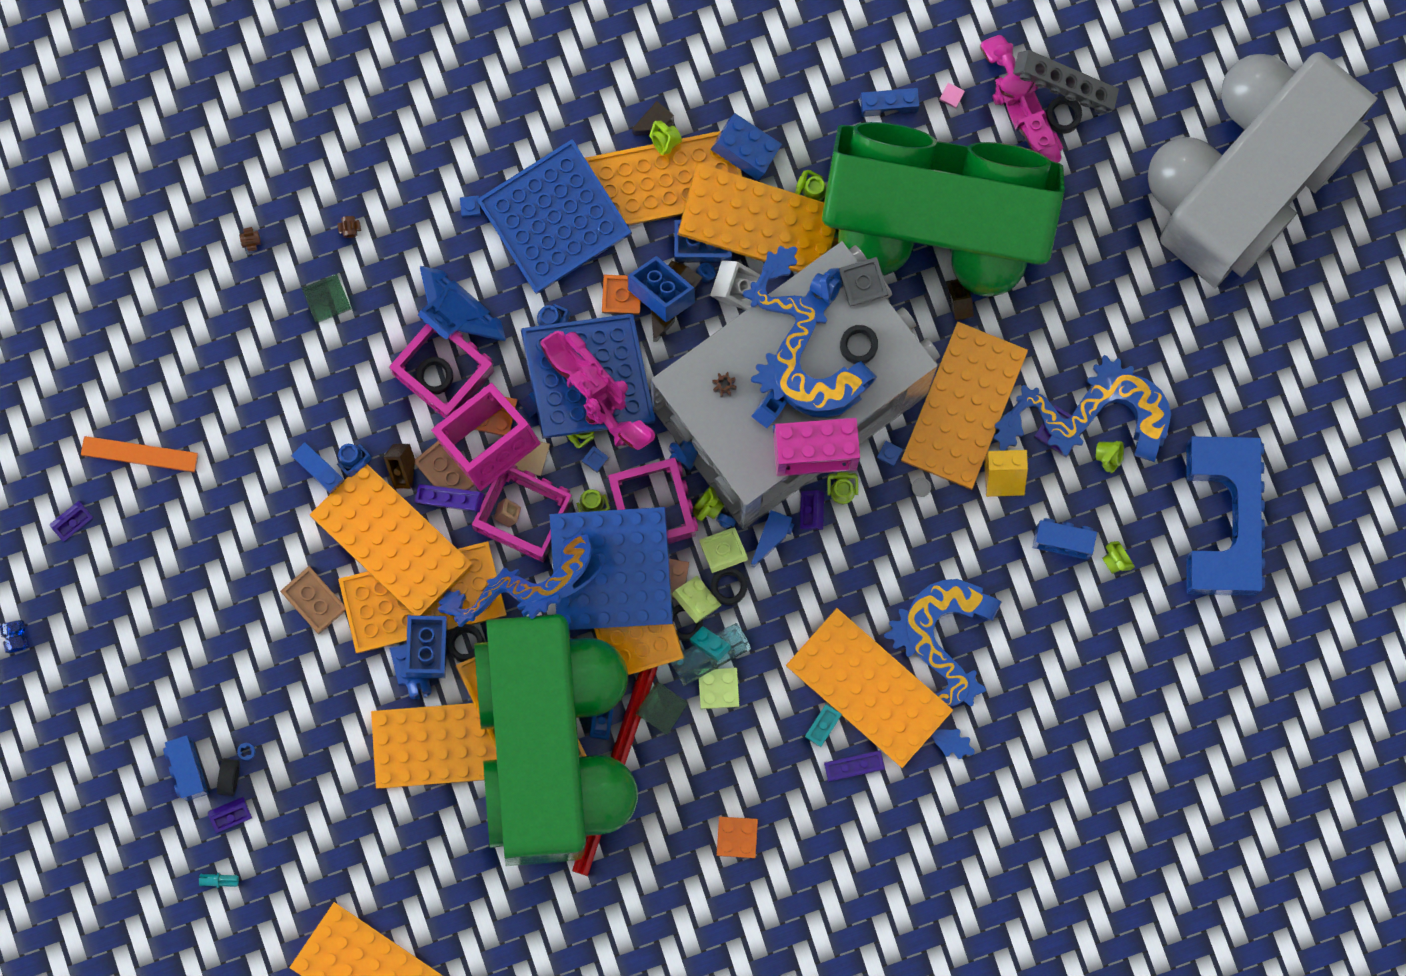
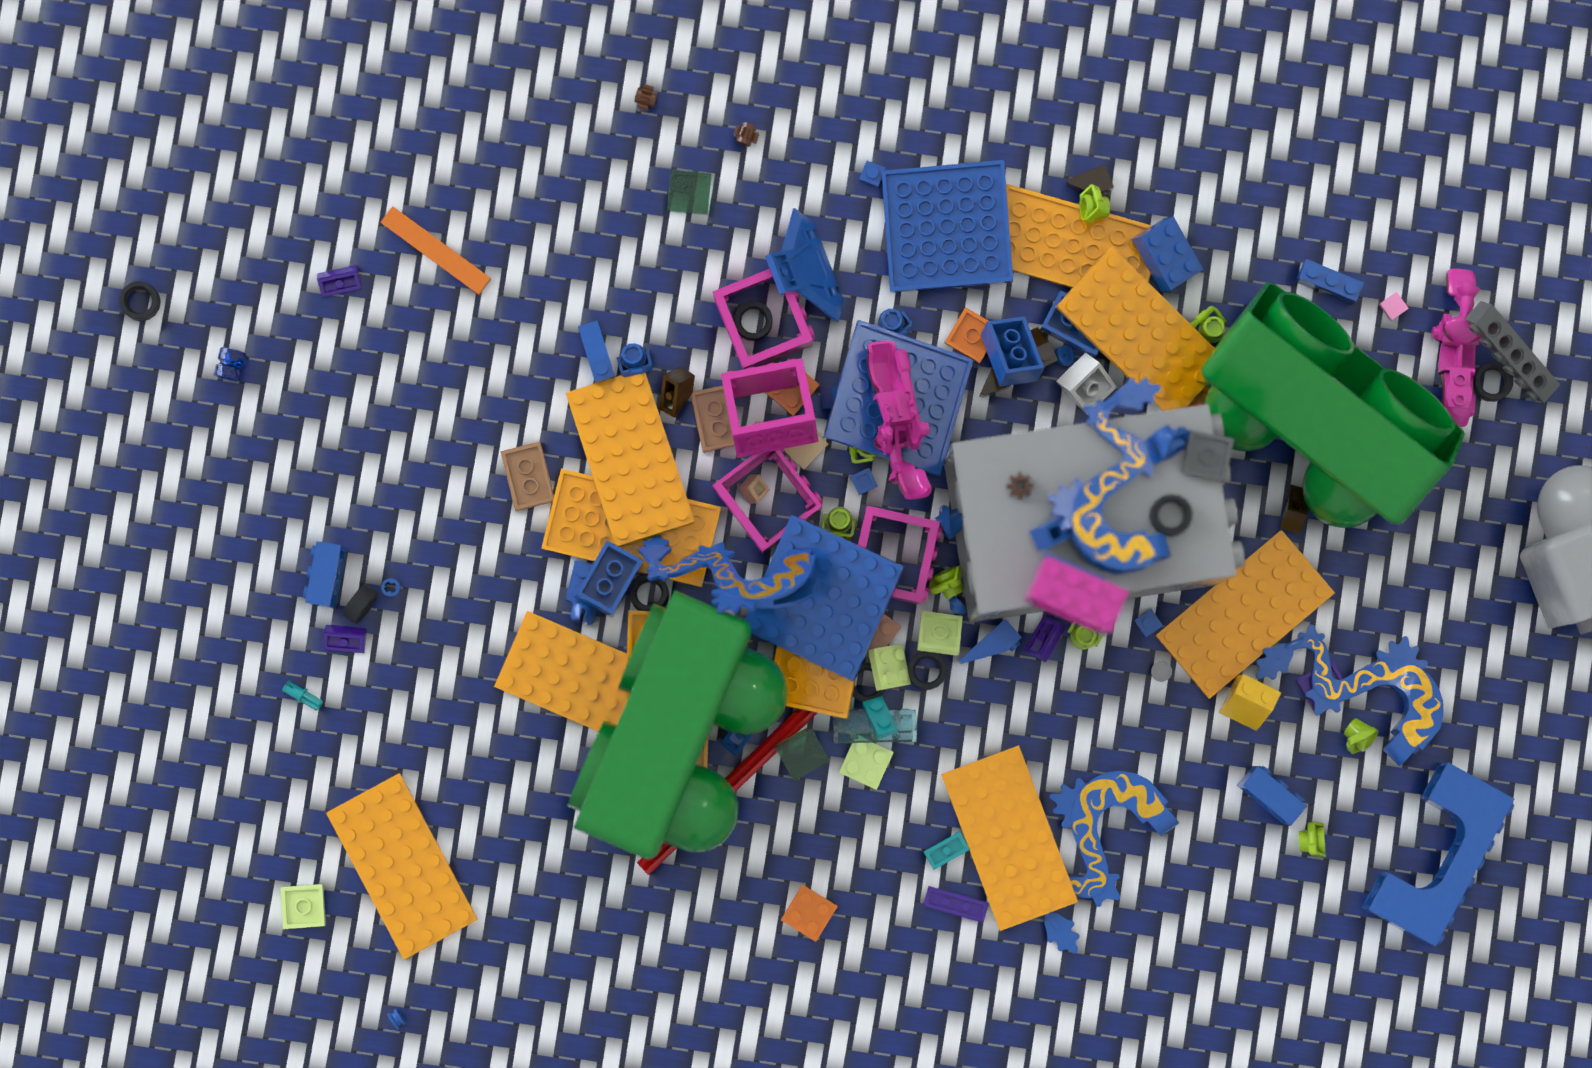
camera: 30 degrees right, 5 degrees up
(449, 498) = (705, 447): dark purple tile -> none

